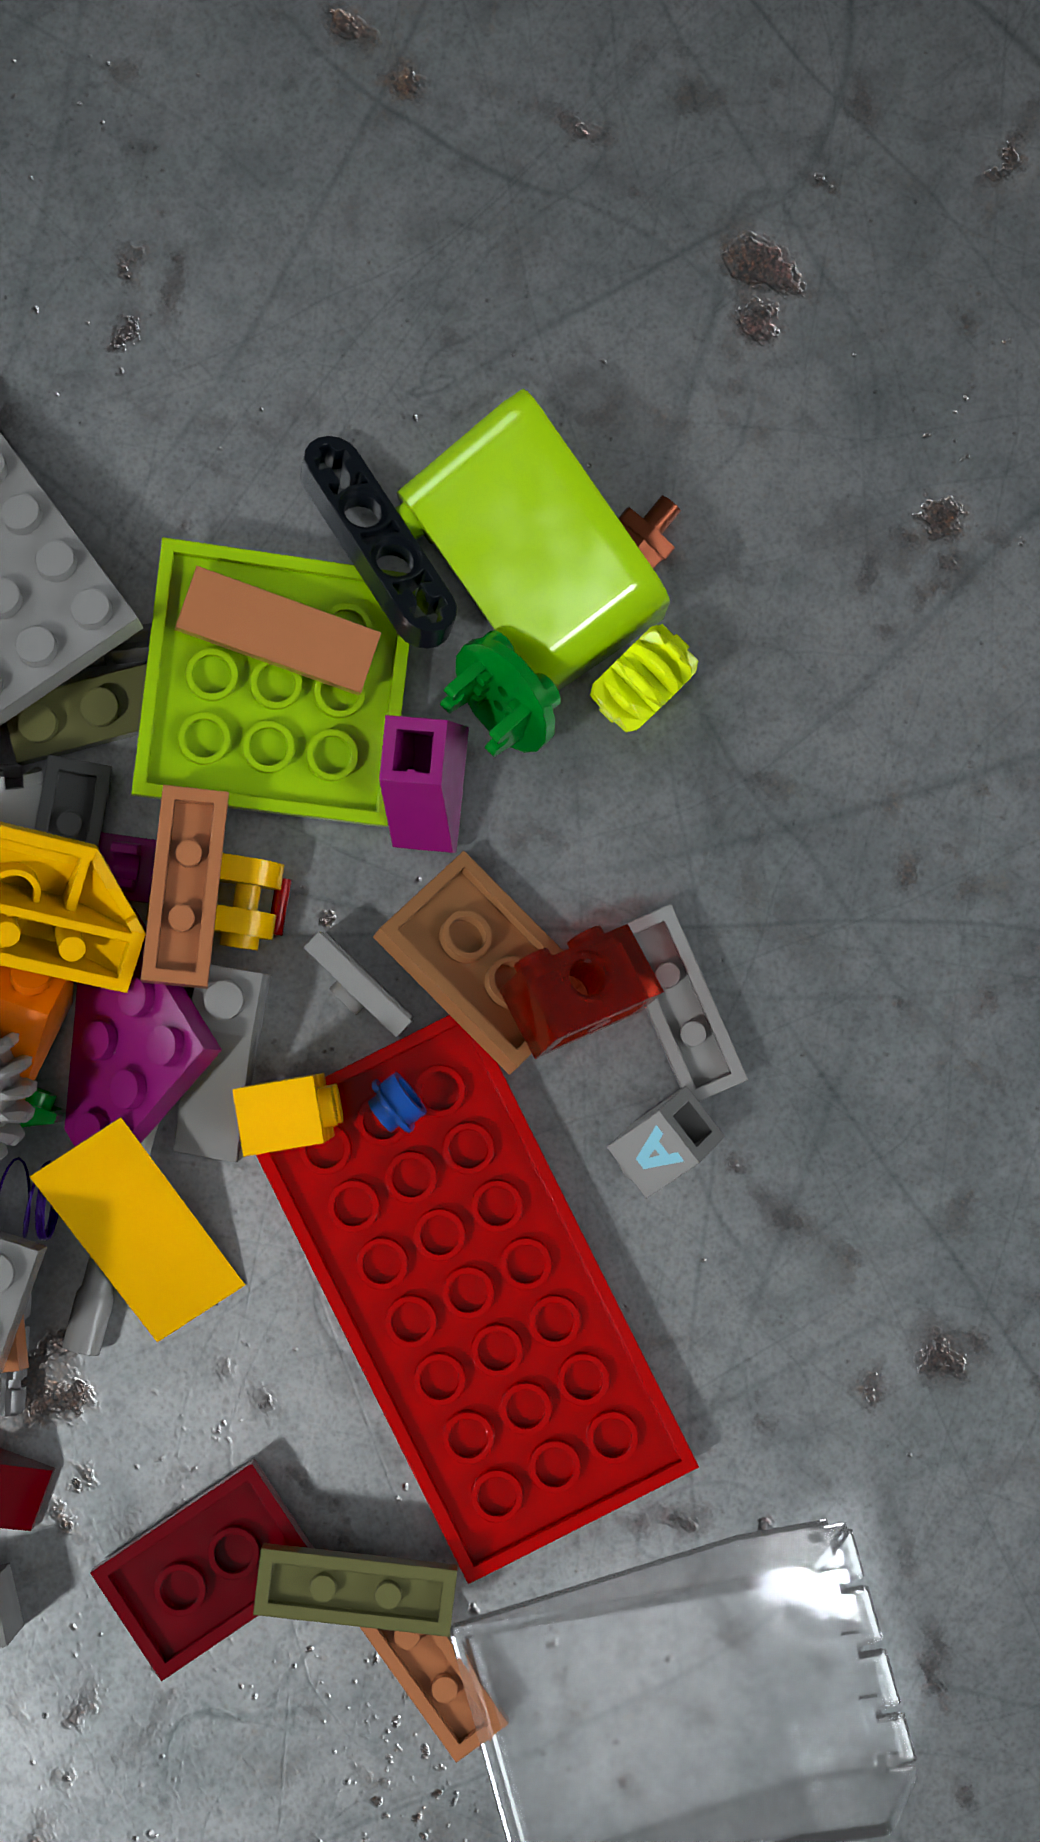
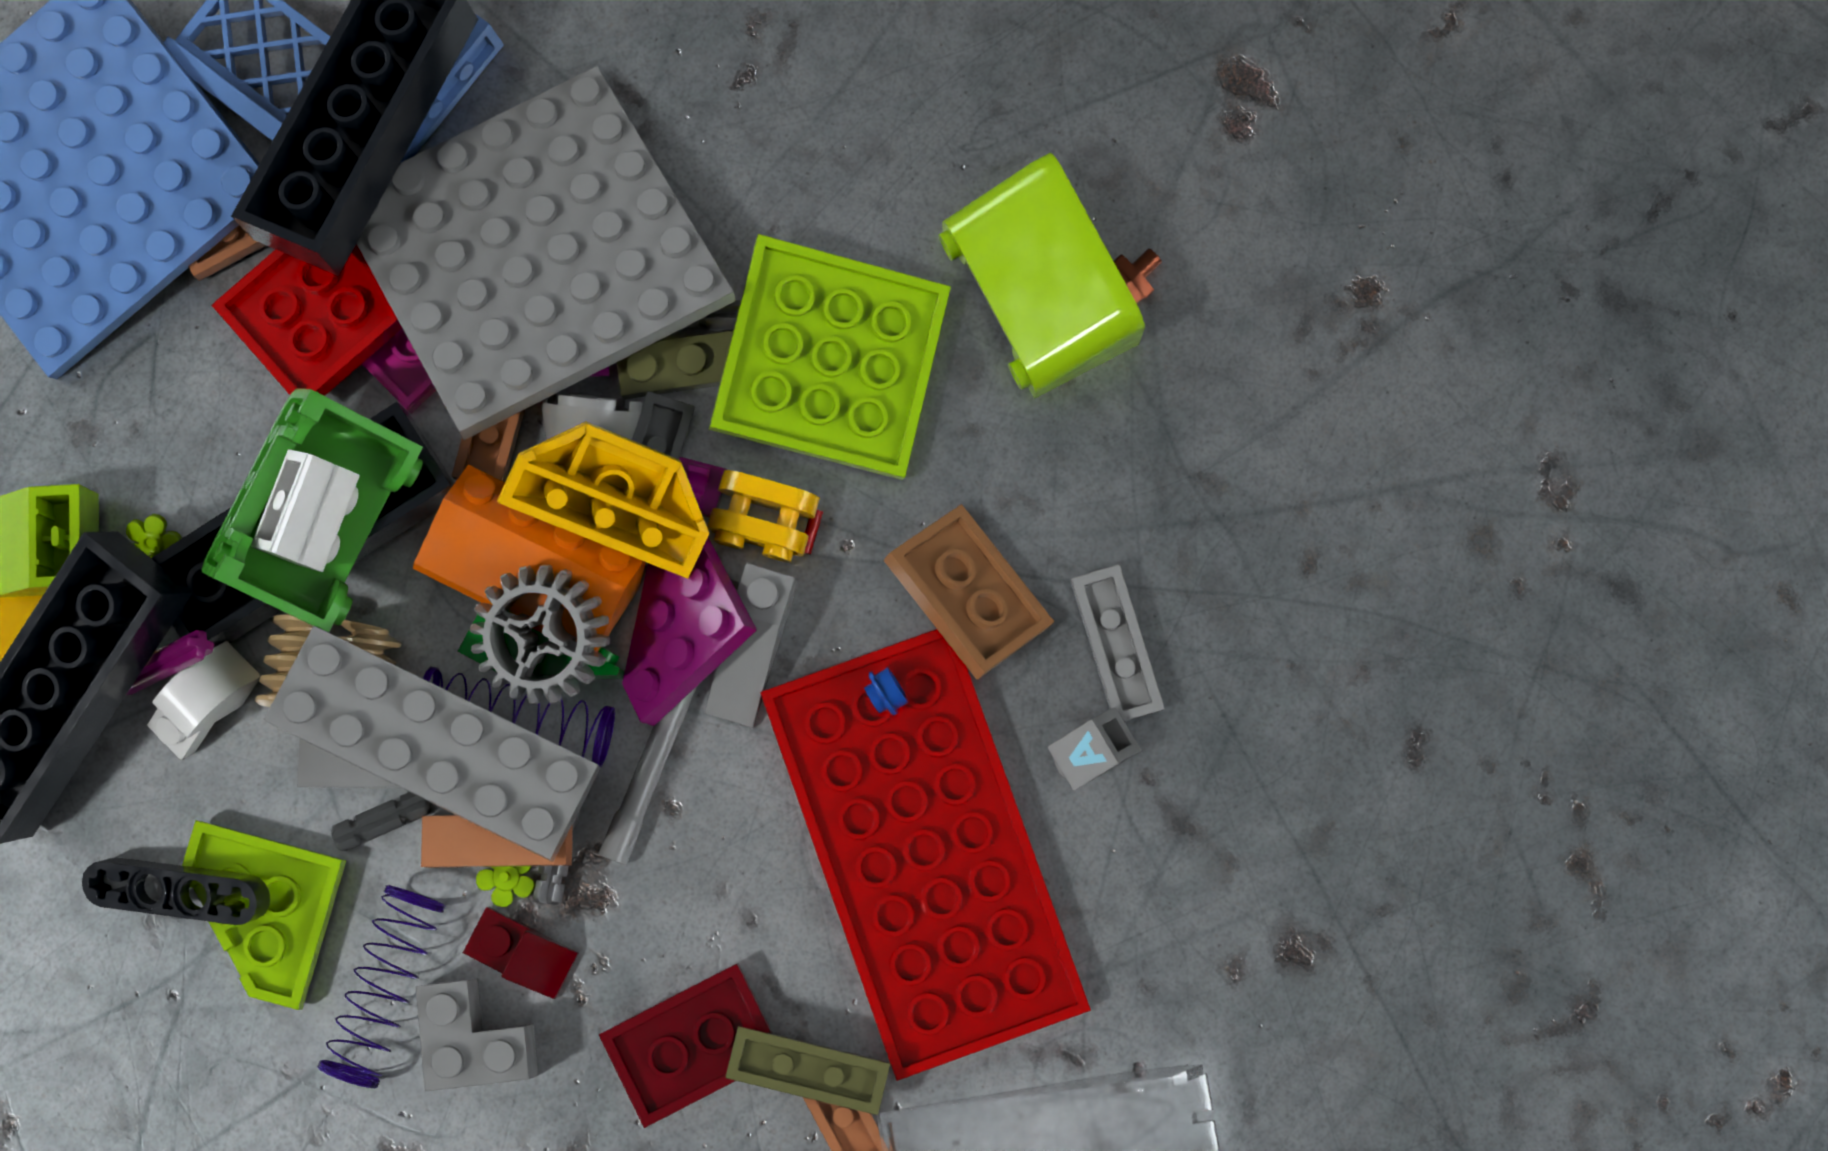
camera: 15 degrees right, 5 degrees down
(137, 1229) = (671, 768): yellow sticker -> none
(185, 887) = (743, 502): nougat plate -> none
(277, 630) = (838, 316): nougat tile -> none
(287, 1113) = (802, 684): yellow brick -> none
(356, 986) = (865, 599): light grey plate -> none
(384, 538) = (930, 255): black beam -> none
(423, 781) = (936, 446): magenta slope -> none
(503, 695) = (1007, 385): green plate -> none
(555, 1013) = (1018, 633): clear red brick -> none
(644, 678) = (1118, 386): neon yellow gear -> none

